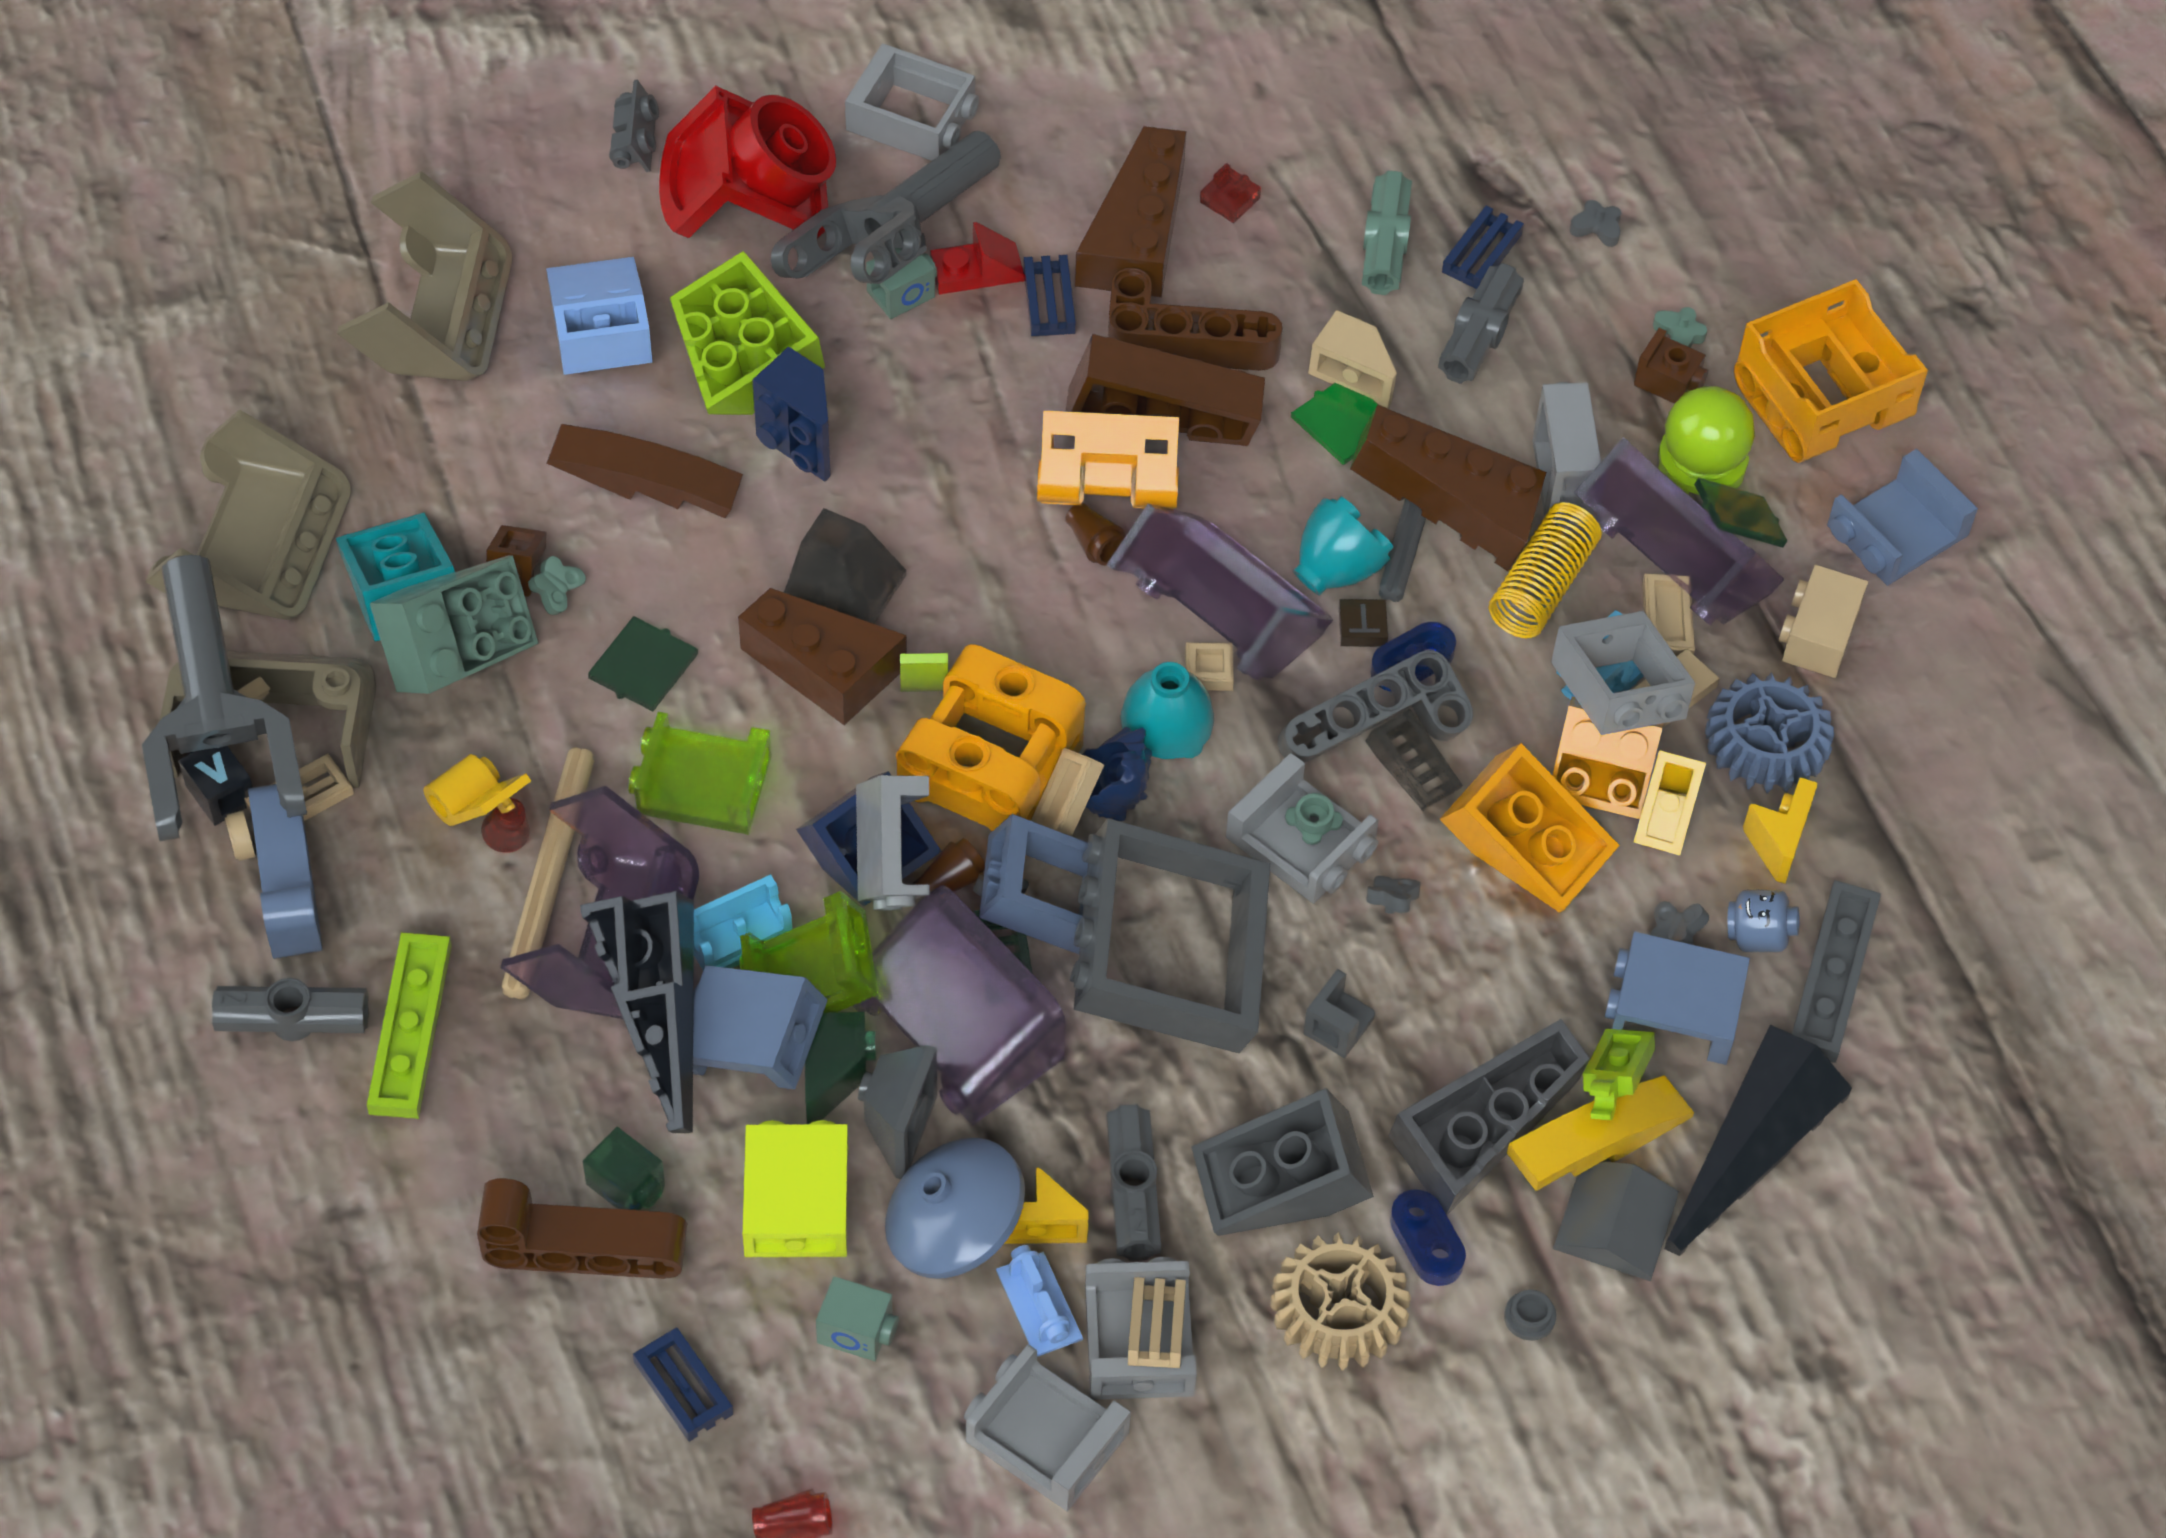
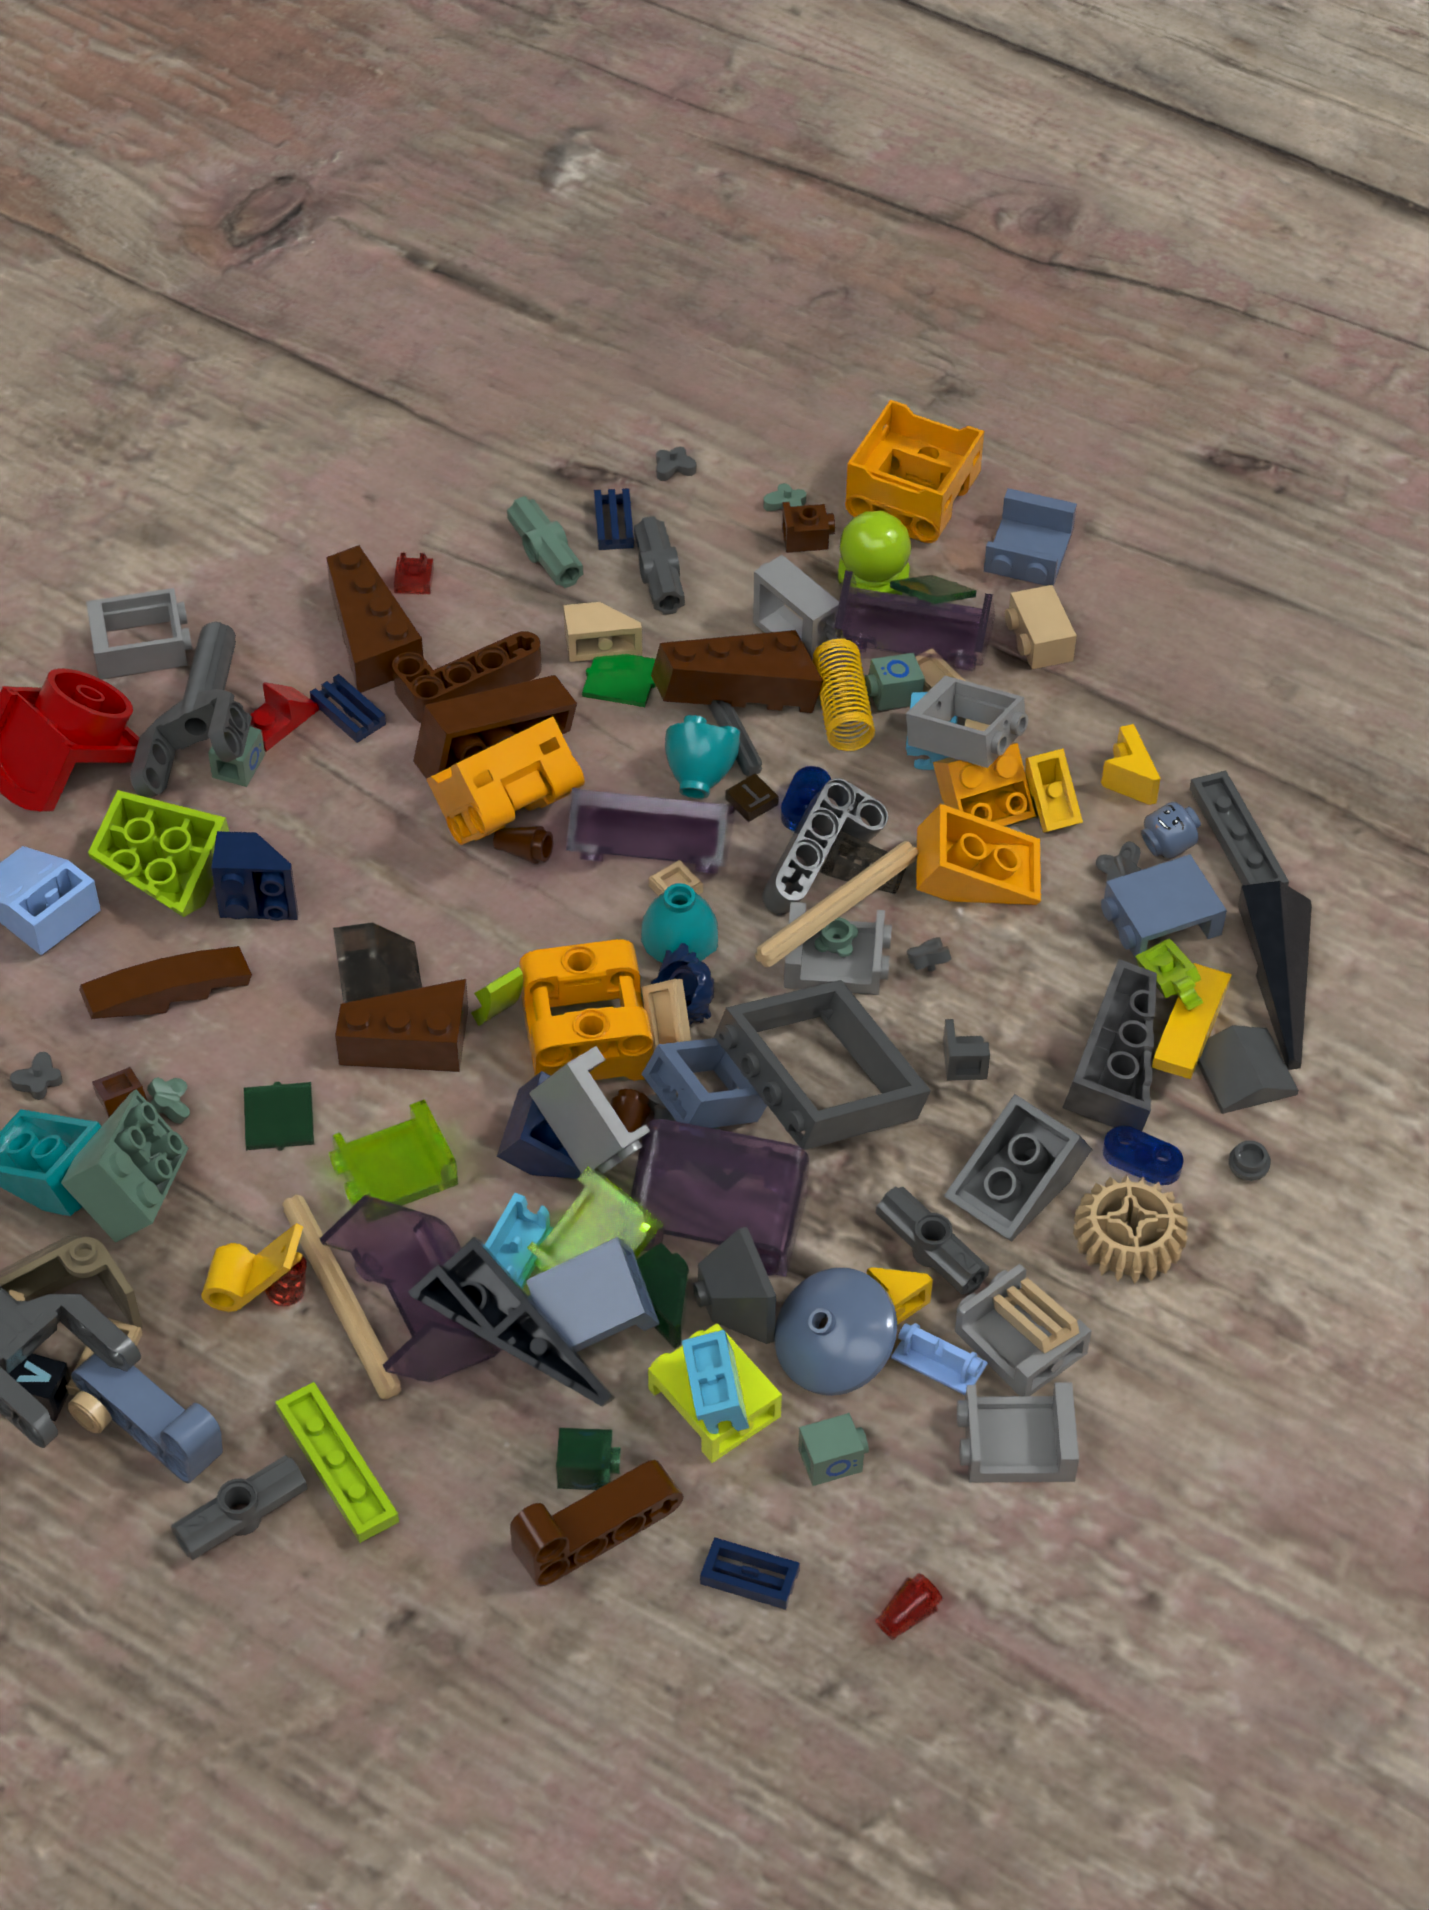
camera: 35 degrees left, 5 degrees down
(464, 490) = (37, 1077): none -> dark grey piece
(783, 1179) = (715, 1381): none -> medium azure hinge
(1333, 783) = (836, 904): none -> tan axle
(1611, 585) = (894, 680): none -> sand green brick
(1760, 744) = (1071, 713): sand blue gear -> none

